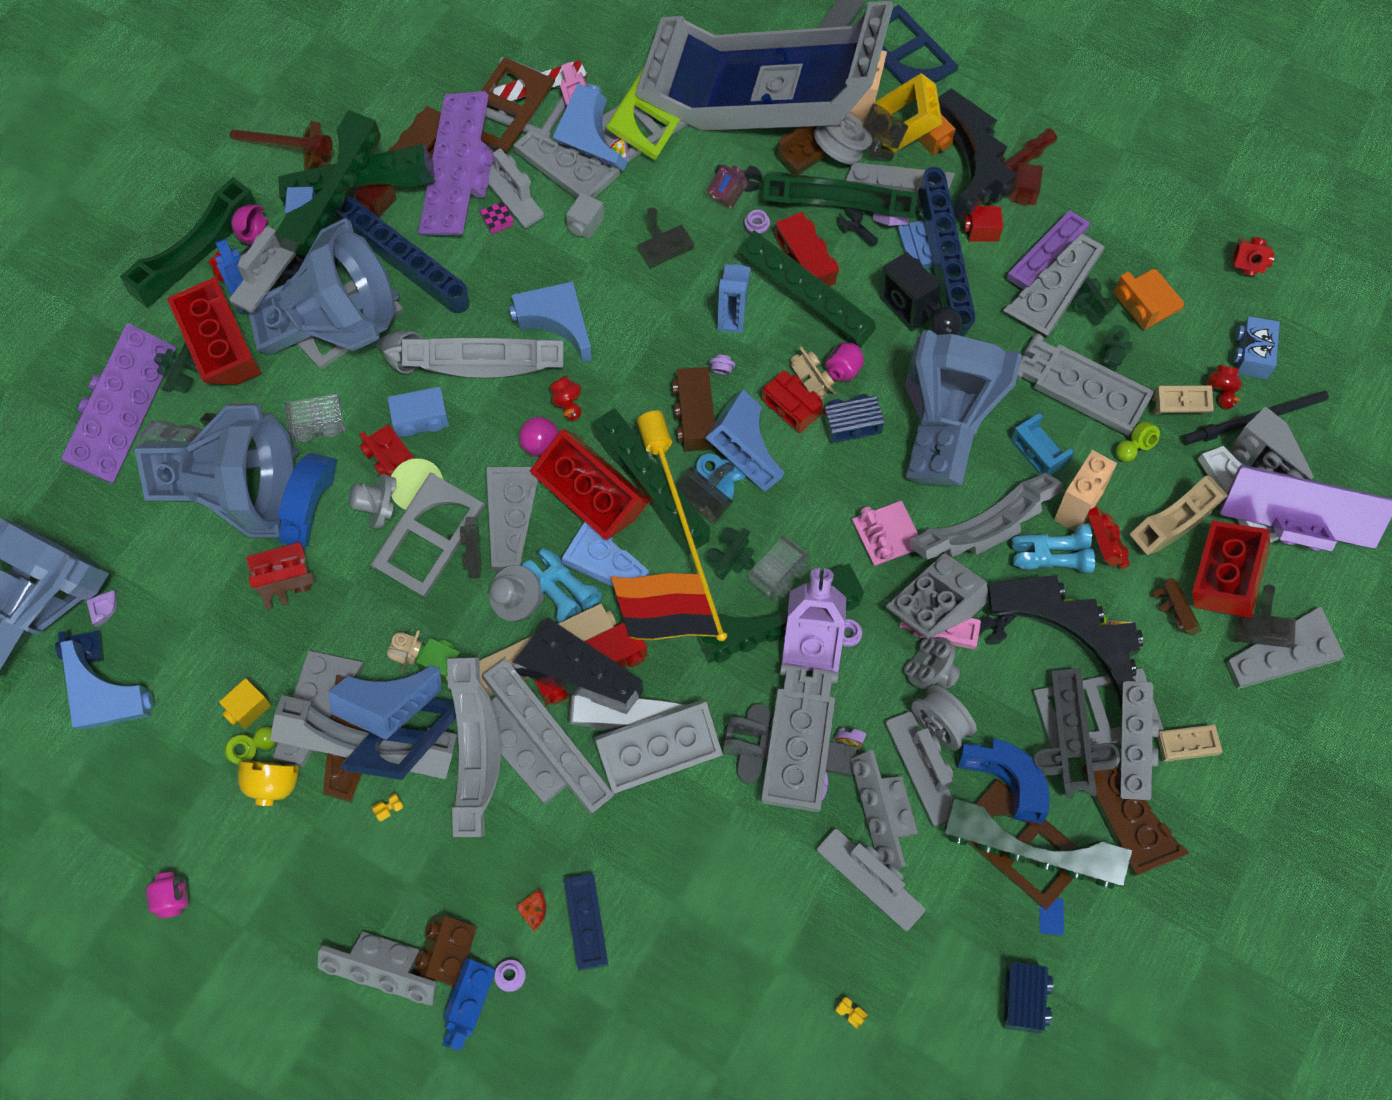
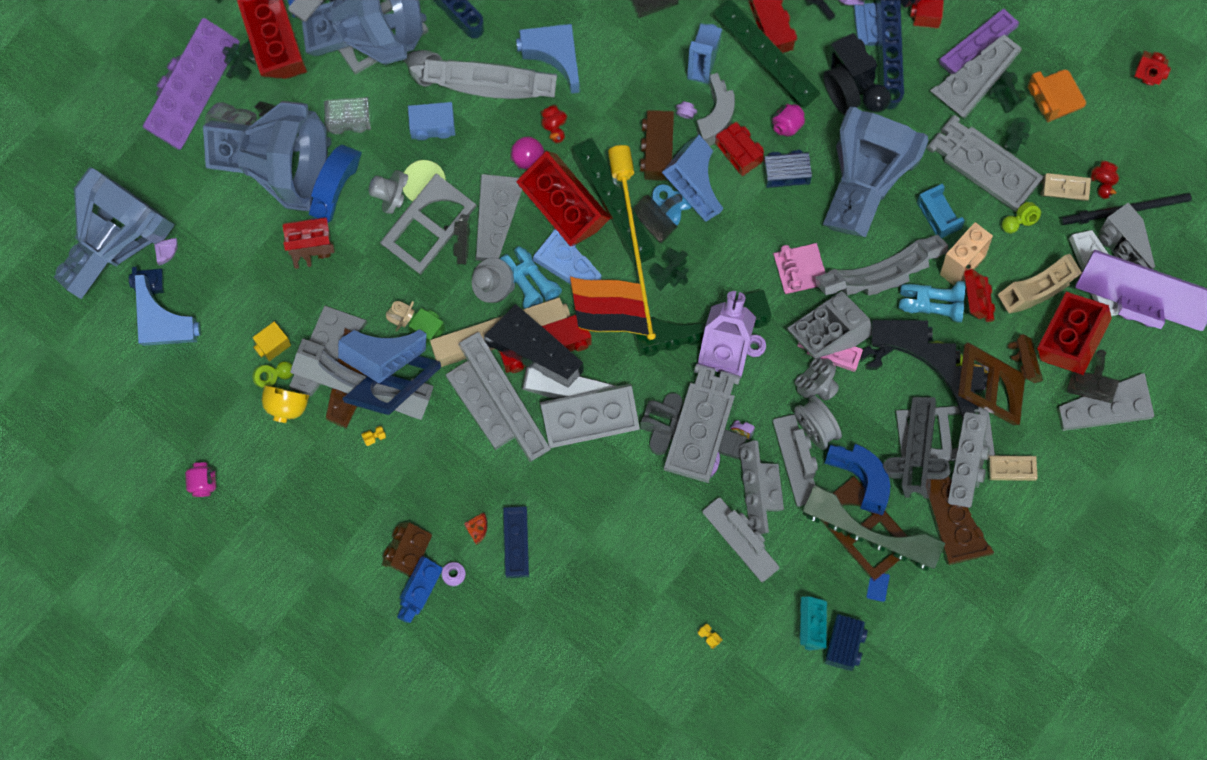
camera: 10 degrees right, 5 degrees up
(381, 966) = (355, 553): light grey bracket -> none
(385, 449) = (402, 149): red bracket -> none
(478, 747) = (449, 397): light grey piece -> none
(766, 363) = (723, 113): none -> light grey arch
(778, 568) = (707, 286): clear brick -> none
(807, 365) = (758, 119): tan hinge -> none
(893, 323) = (841, 89): none -> black tyre
(982, 978) = (813, 623): none -> teal bracket
(1151, 624) = (1012, 378): none -> reddish brown window
(1257, 347) = (1139, 149): medium blue brick -> none

